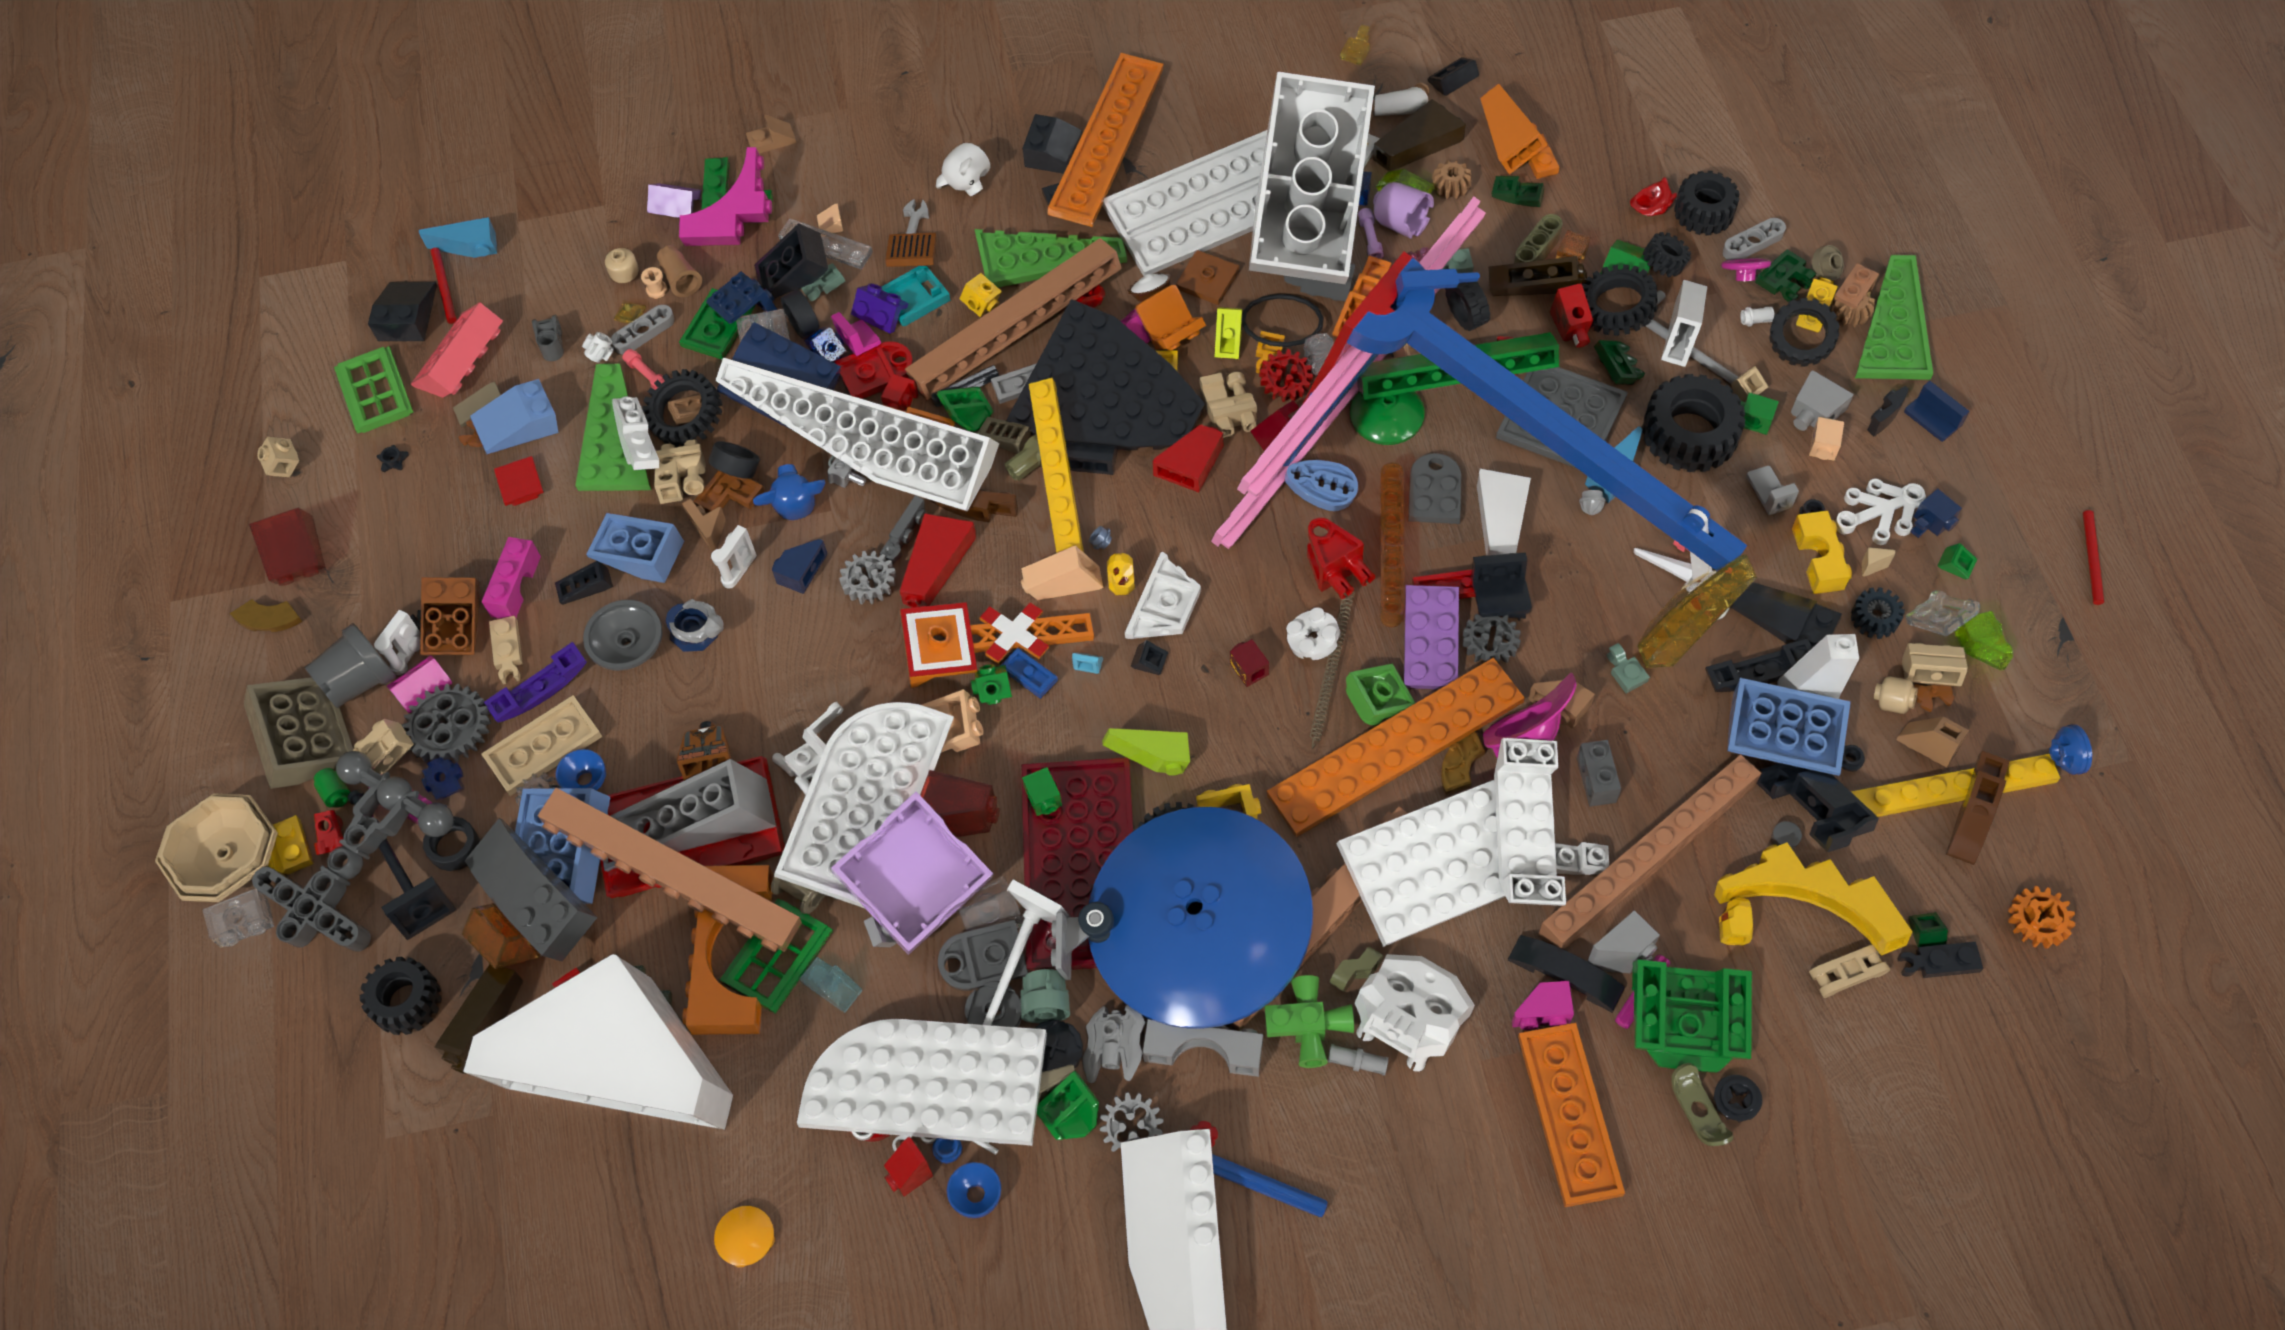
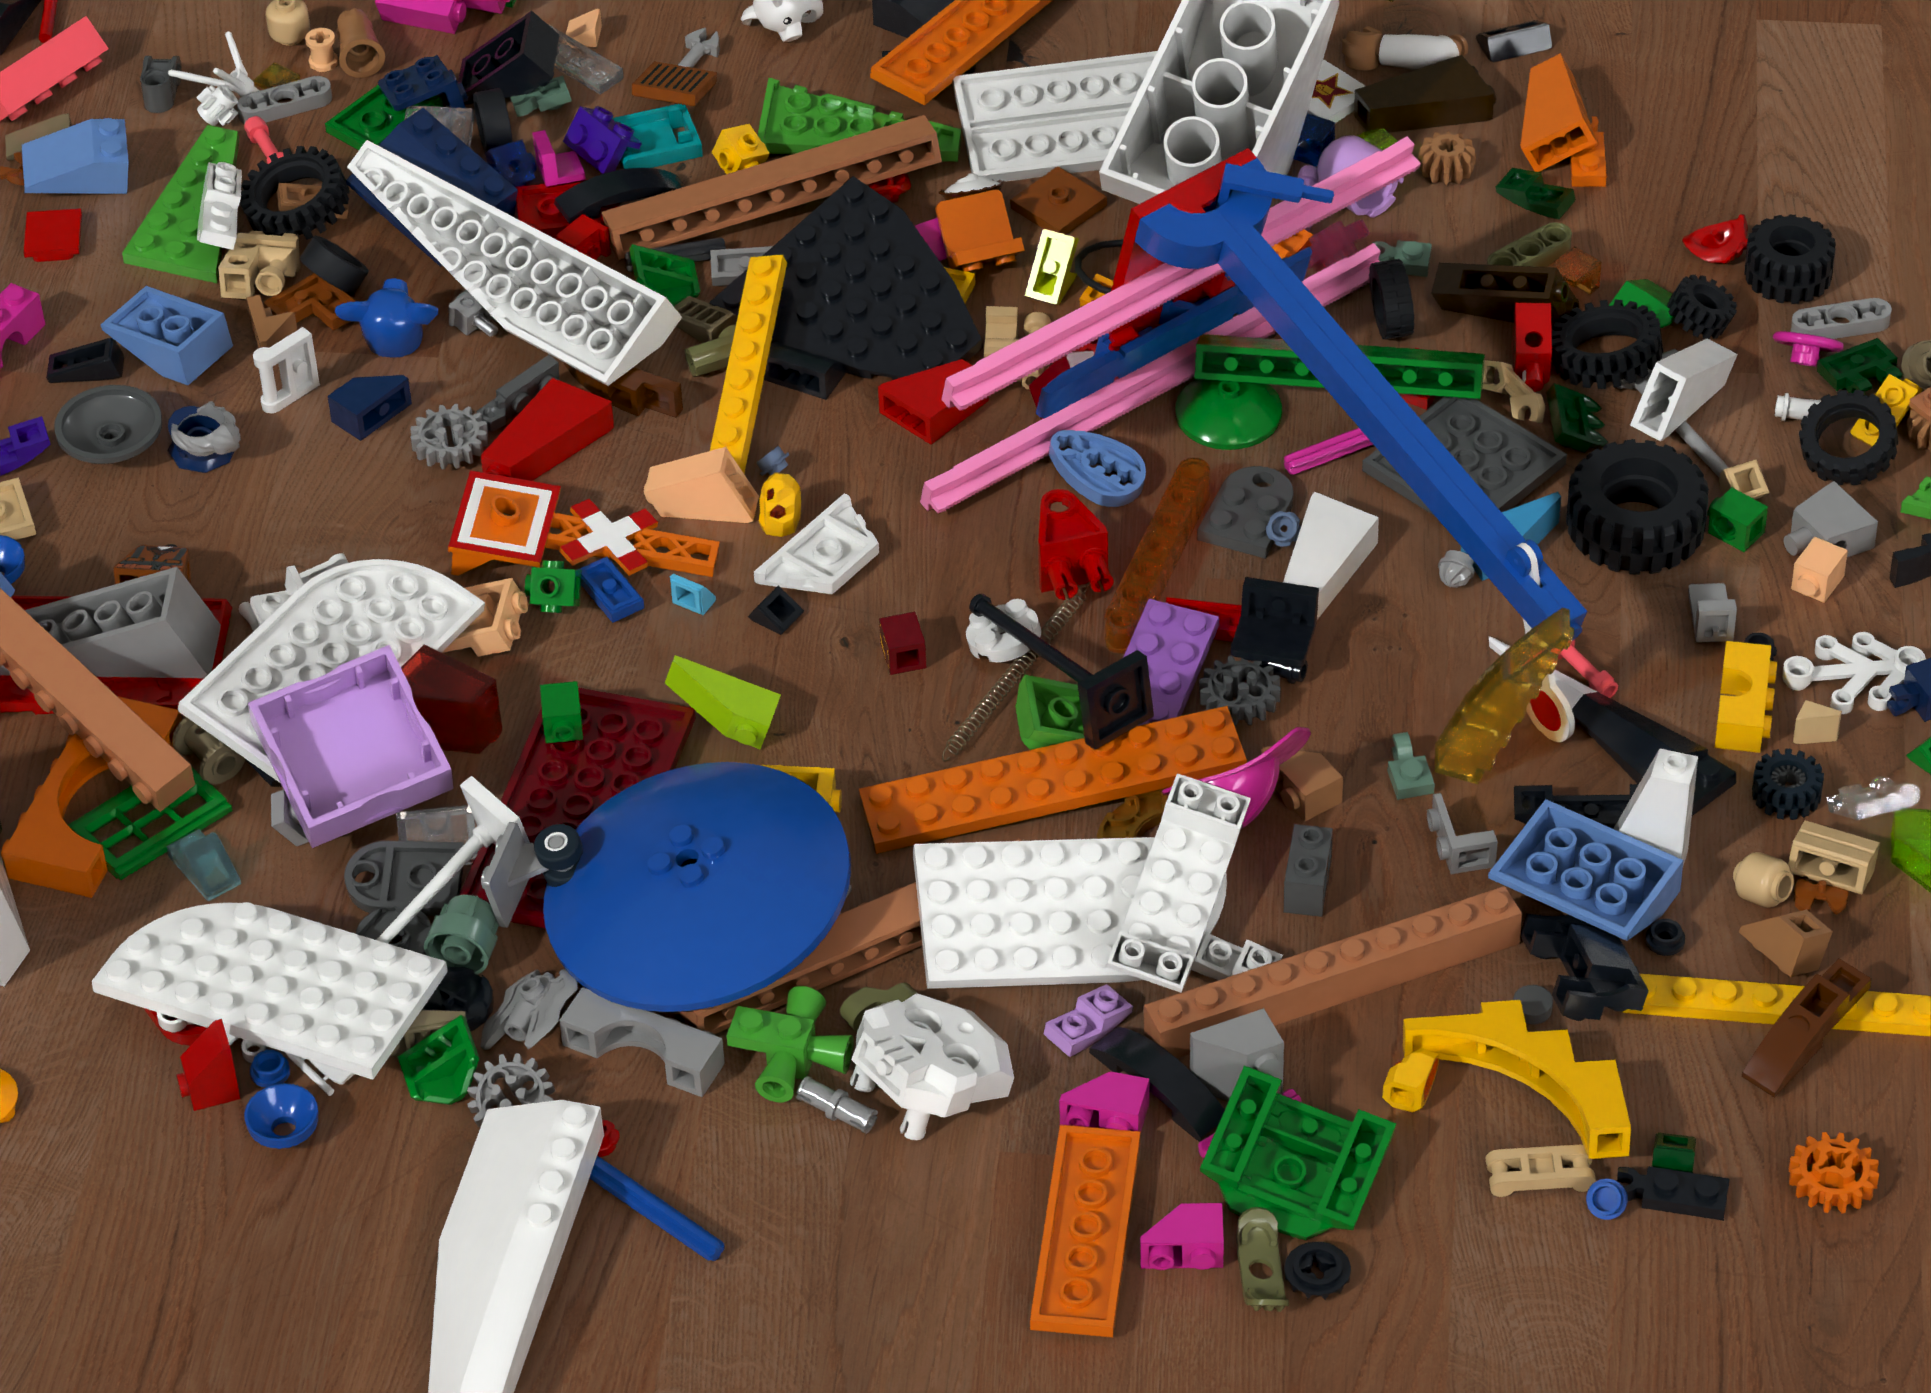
camera: 15 degrees right, 15 degrees down
(604, 324) = (235, 81): none -> white plant
(908, 346) = (614, 188): none -> black slope
(1424, 683) = (1109, 700): none -> black tile
(1468, 427) = (1326, 451): none -> dark pink axle
(1473, 496) = (1281, 519): none -> sand blue plate
(1498, 936) = (1090, 1021): none -> lavender slope
(1578, 352) = (1521, 394): none -> tan piece
(1645, 1099) = (1185, 1239): none -> dark pink slope
(1682, 727) = (1461, 852): none -> light grey bracket
(1903, 982) = (1607, 1199): none -> blue plate

